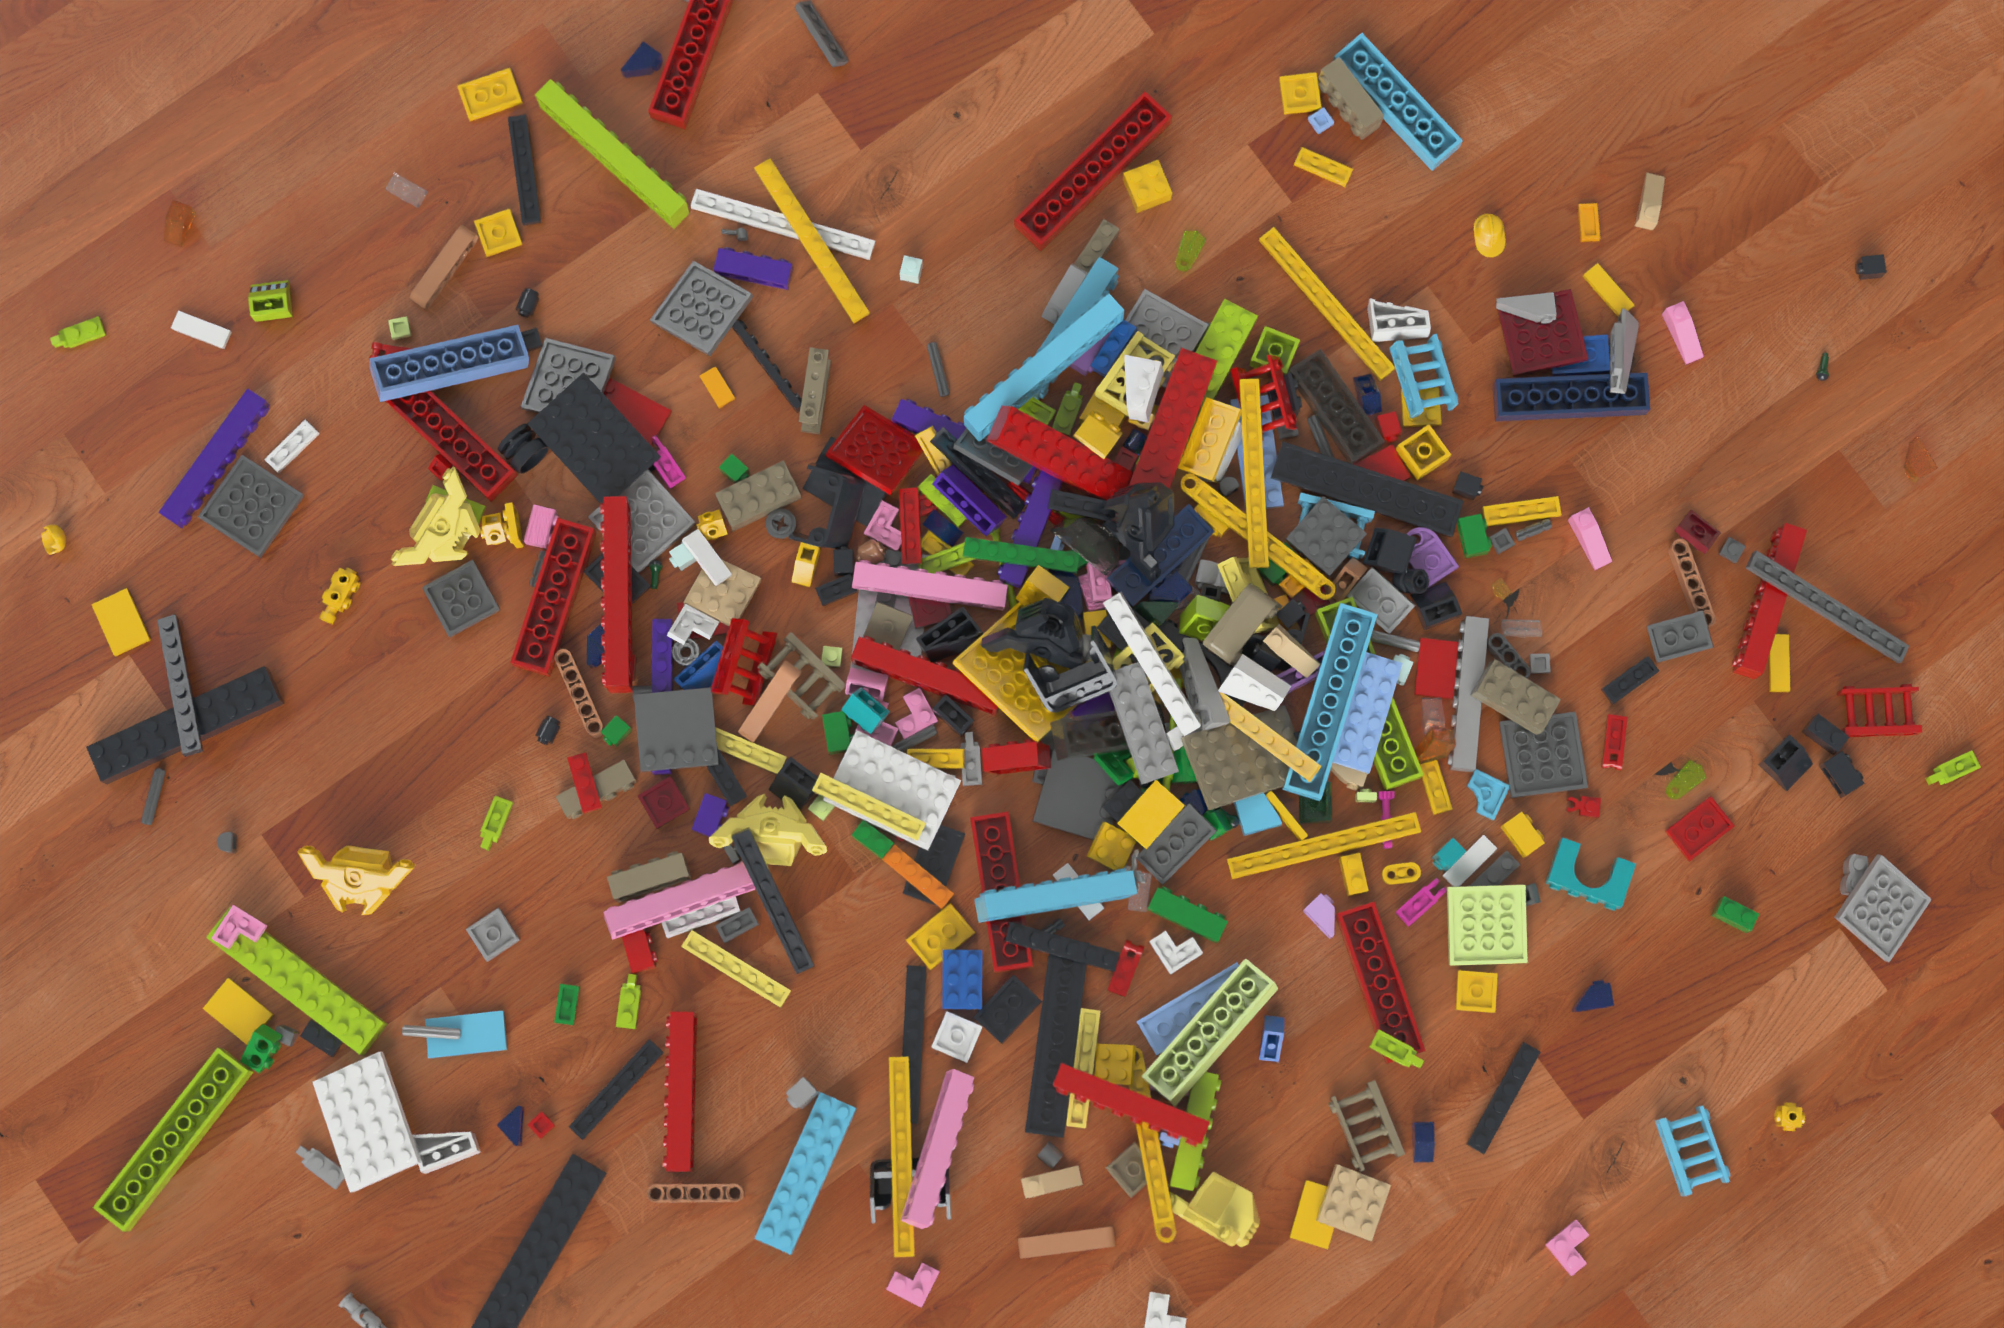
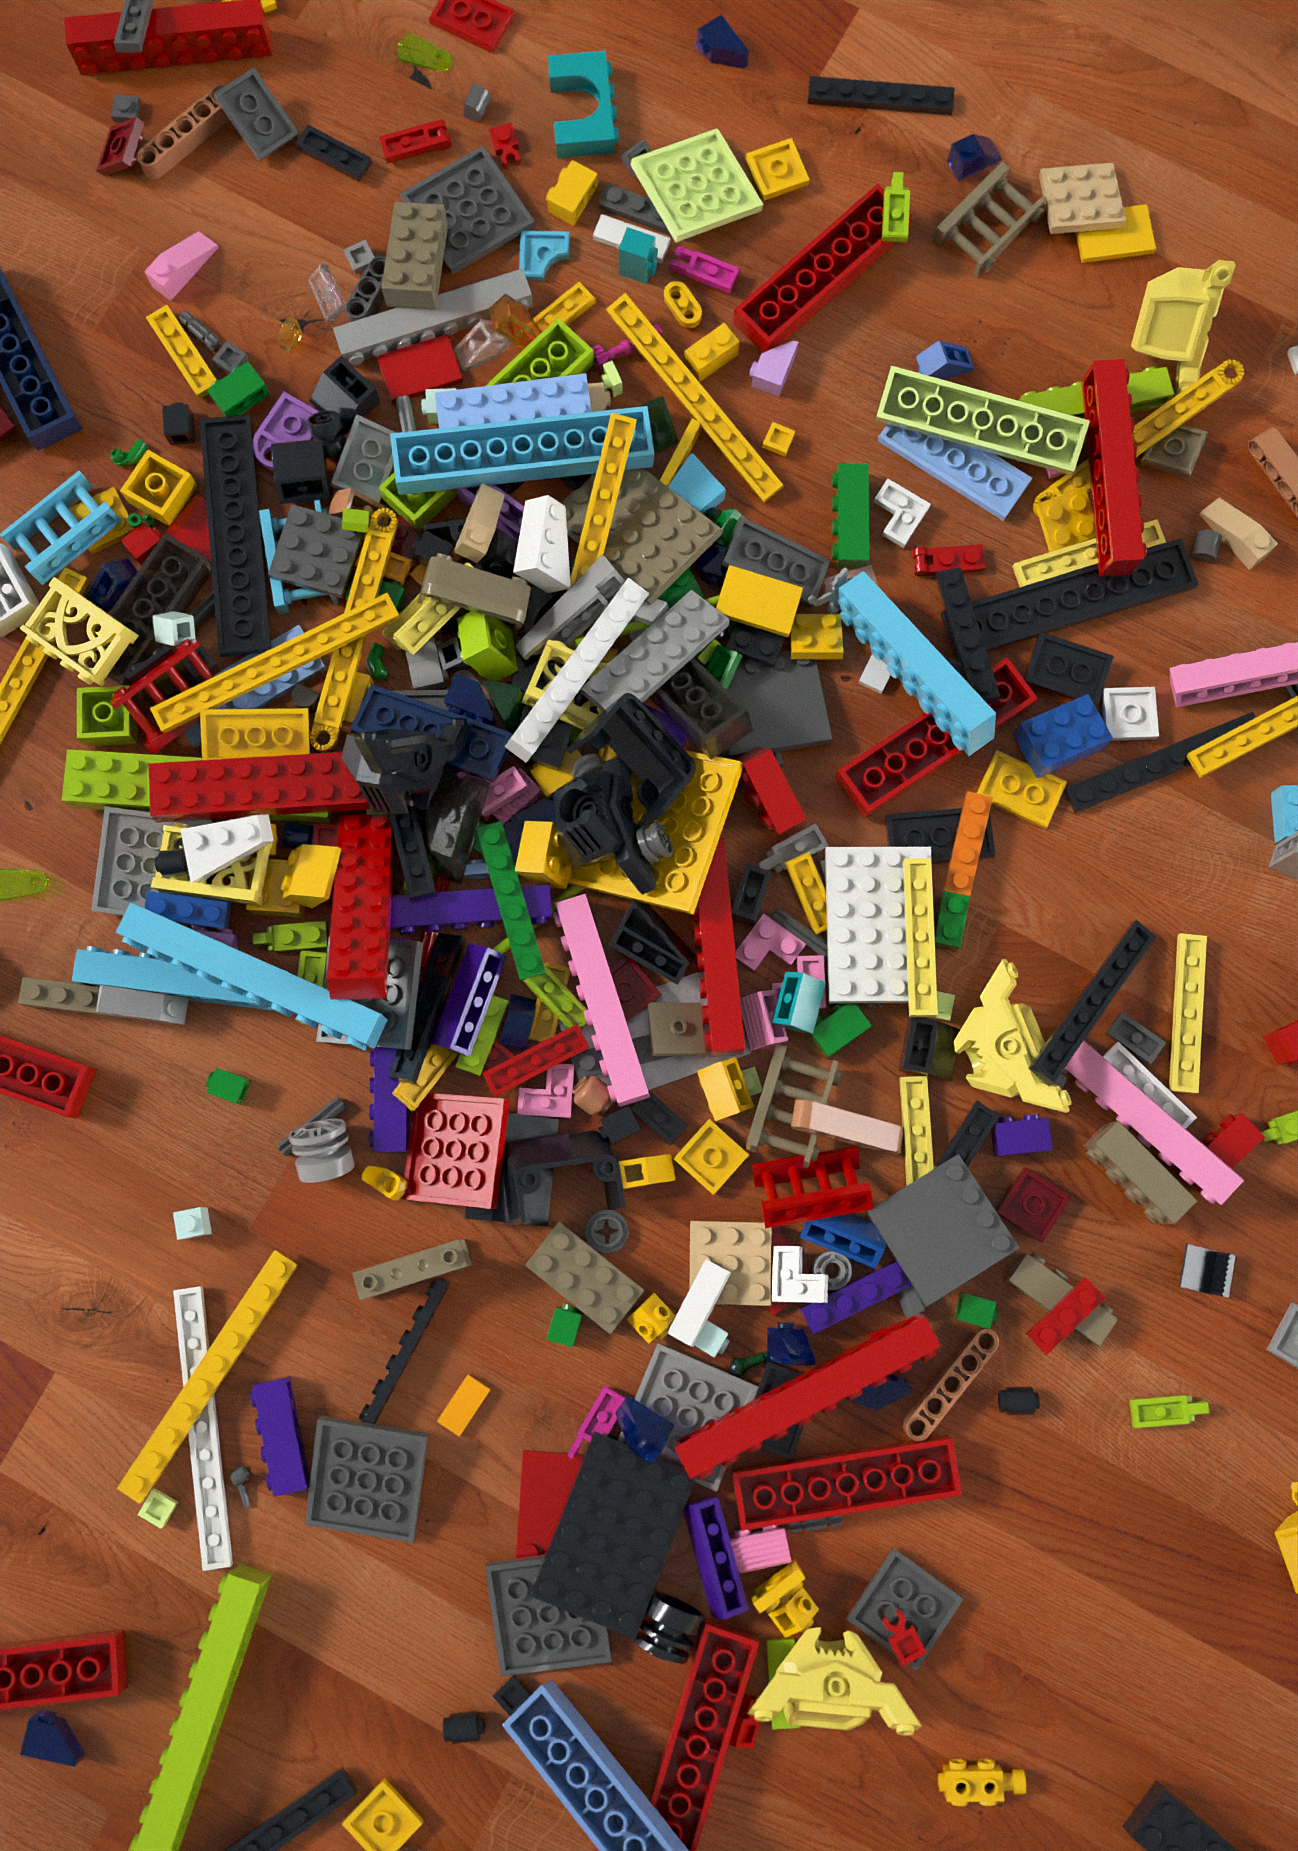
camera: 115 degrees left, 0 degrees up
(442, 586) = (904, 1640): none -> red plate
(549, 496) = (715, 1558): none -> dark purple brick
(567, 892) = (1207, 1271): none -> black piece
(647, 486) = (643, 1429): none -> clear blue slope
(653, 601) = (789, 1345): none -> clear blue slope
(746, 177) = (158, 1508): none -> yellowish green plate
(795, 611) = (711, 1156): none -> yellow plate
(833, 639) = (725, 1088): none -> yellow brick
(880, 400) = (385, 1181): none -> yellow hair
(917, 366) = (321, 1150): none -> light grey wheel
(989, 327) = (227, 1086): none -> green brick
(1011, 659) = (654, 842): none -> dark grey wheel
(1146, 349) = (171, 863): none -> black brick
(1232, 542) = (374, 664): none -> green arm
(1268, 892) = (778, 439): none -> yellow plate
(1310, 417) = (173, 628): none -> light aqua brick
(1333, 569) = (355, 520): none -> lime tile
(1339, 339) = (111, 630): none -> light yellow fence
(1406, 428) = (135, 520): none -> green arm
(1459, 443) = (129, 457): none -> green arm
(1624, 798) = (476, 103): none -> dark grey brick

